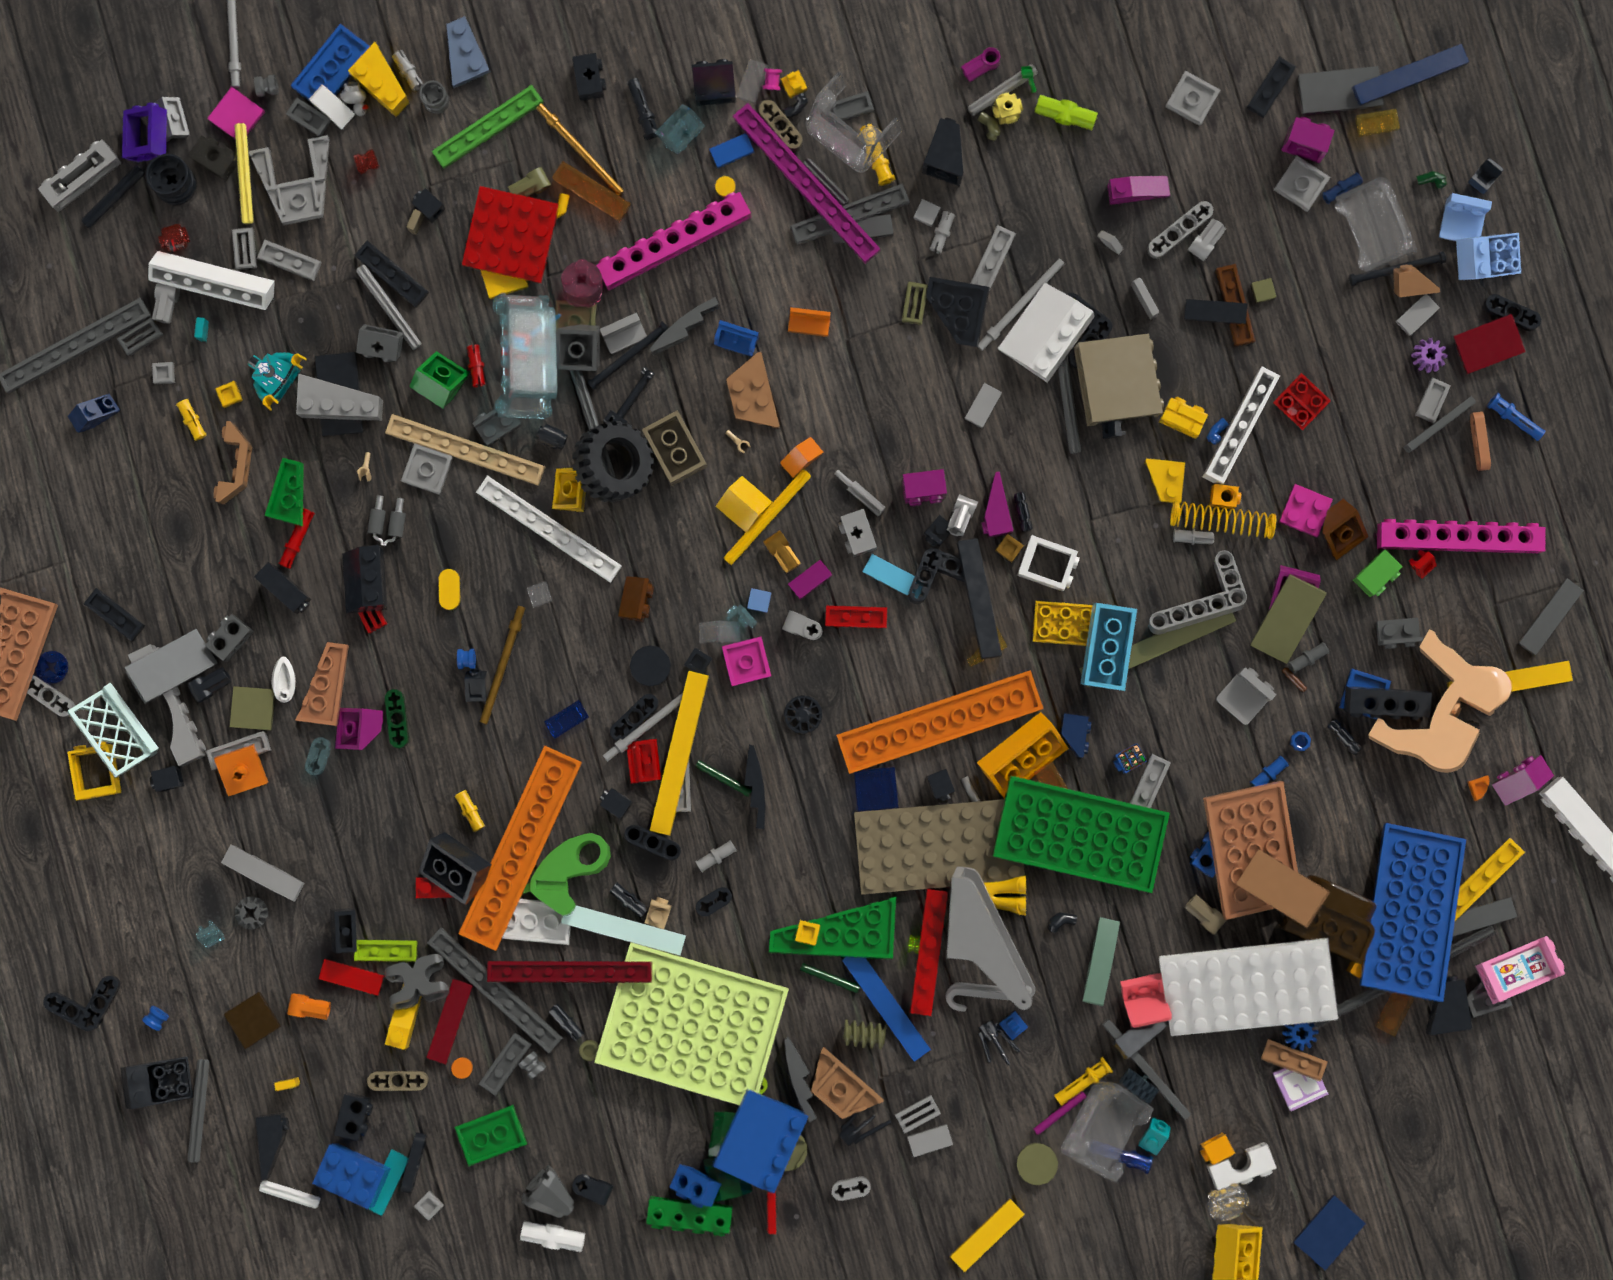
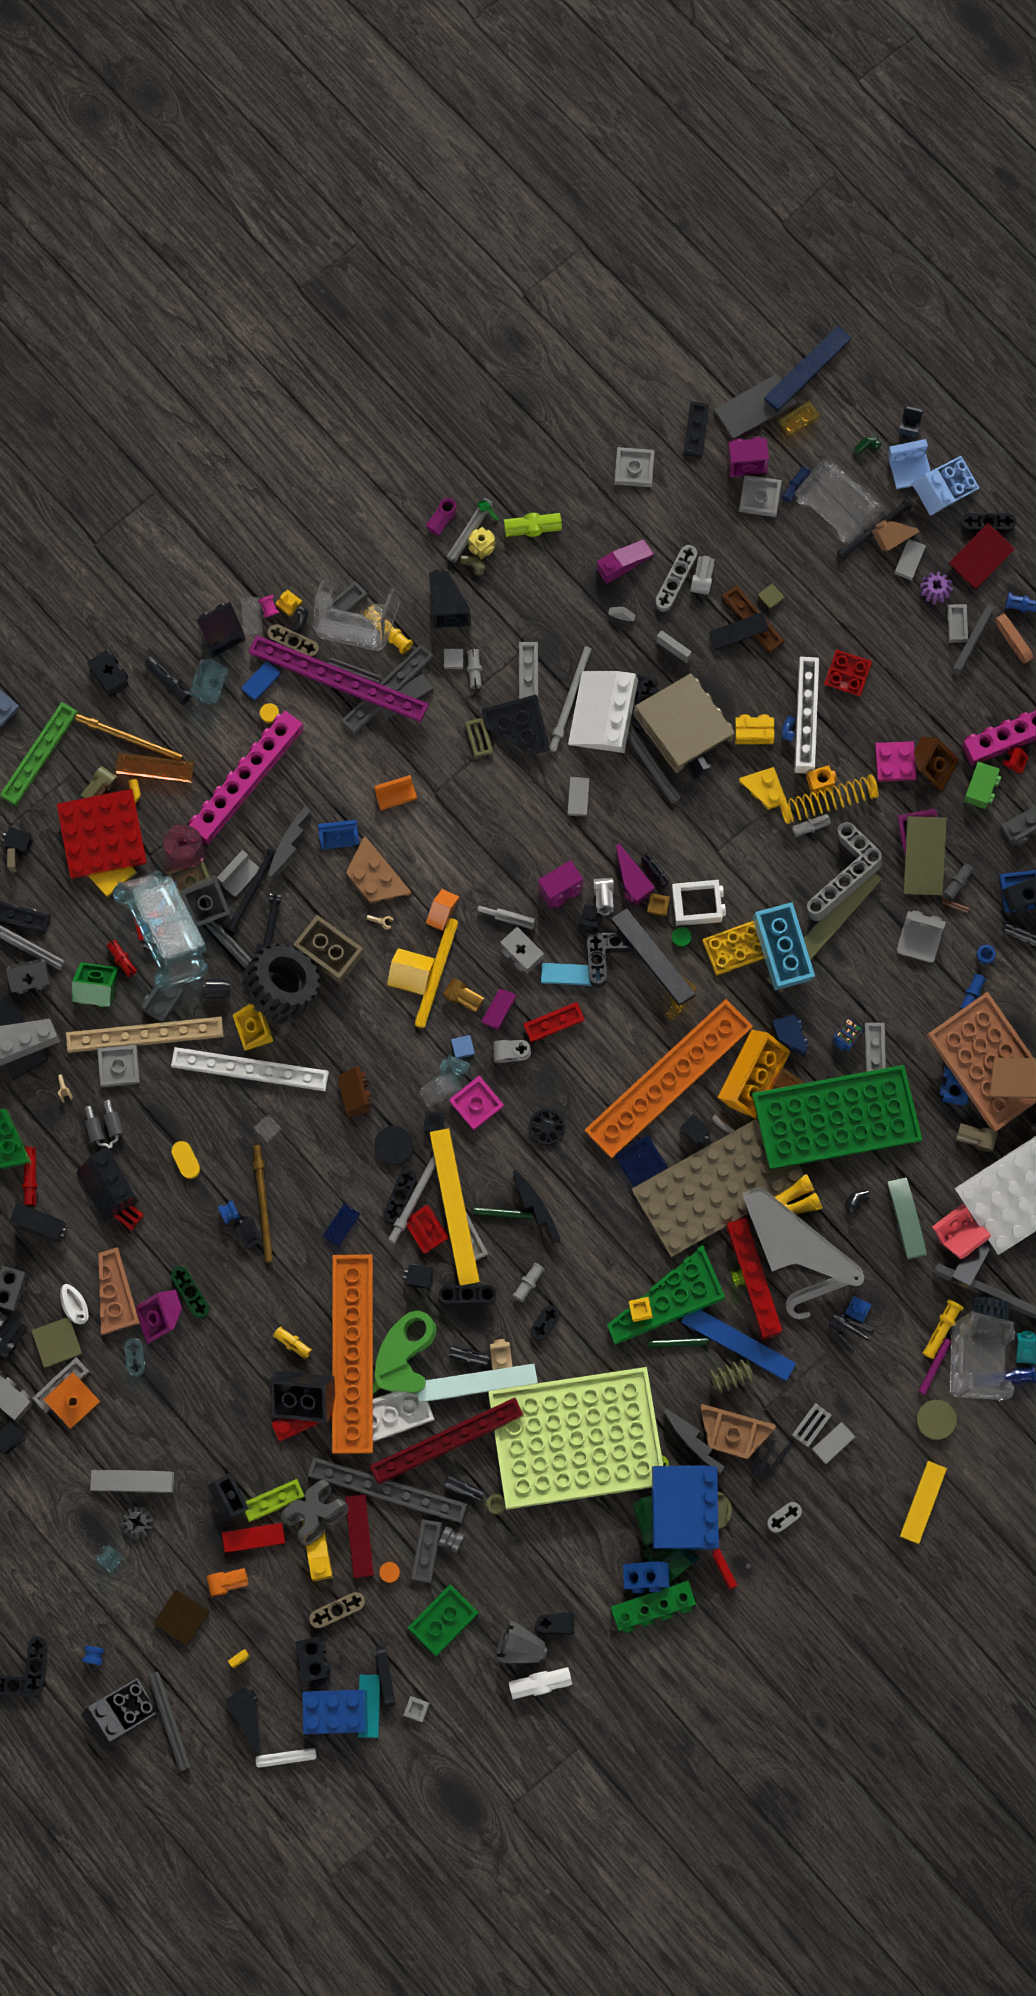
camera: 25 degrees left, 10 degrees down
(1016, 589) = (681, 937): none -> green tile

